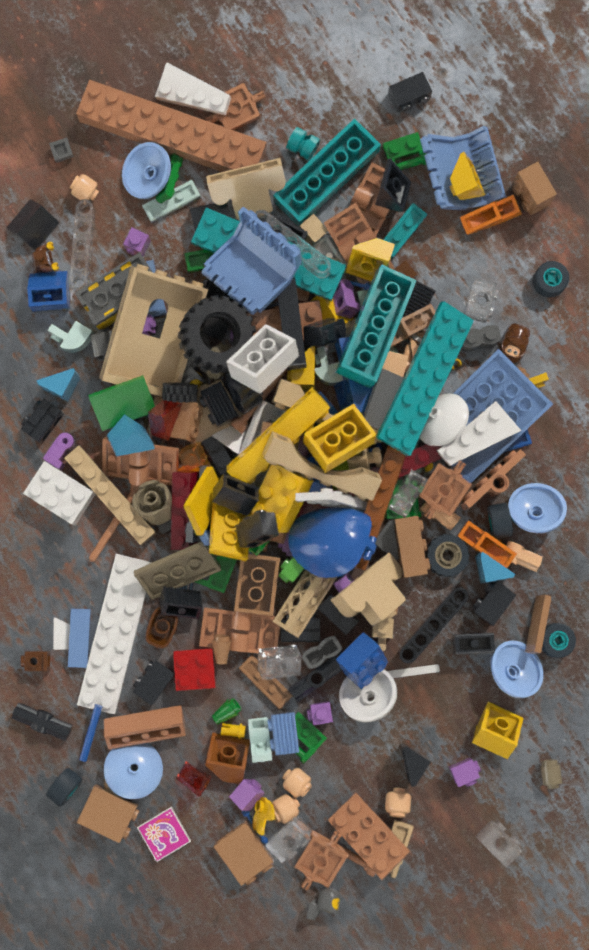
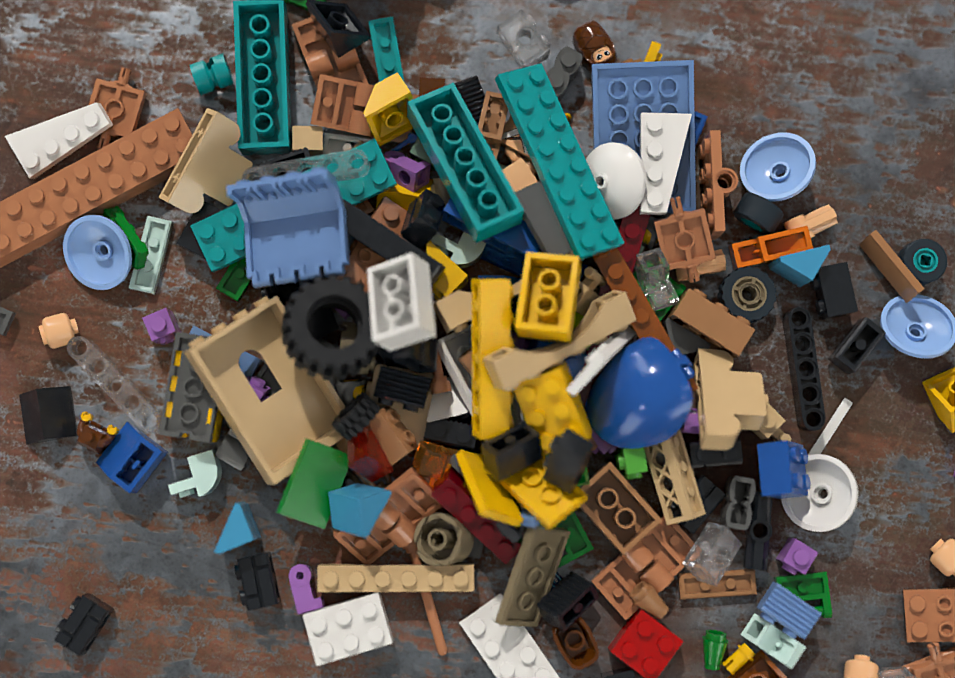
camera: 50 degrees left, 0 degrees up
(297, 782) = (845, 640): light nougat head -> none
(414, 764) = (928, 507): black slope -> none

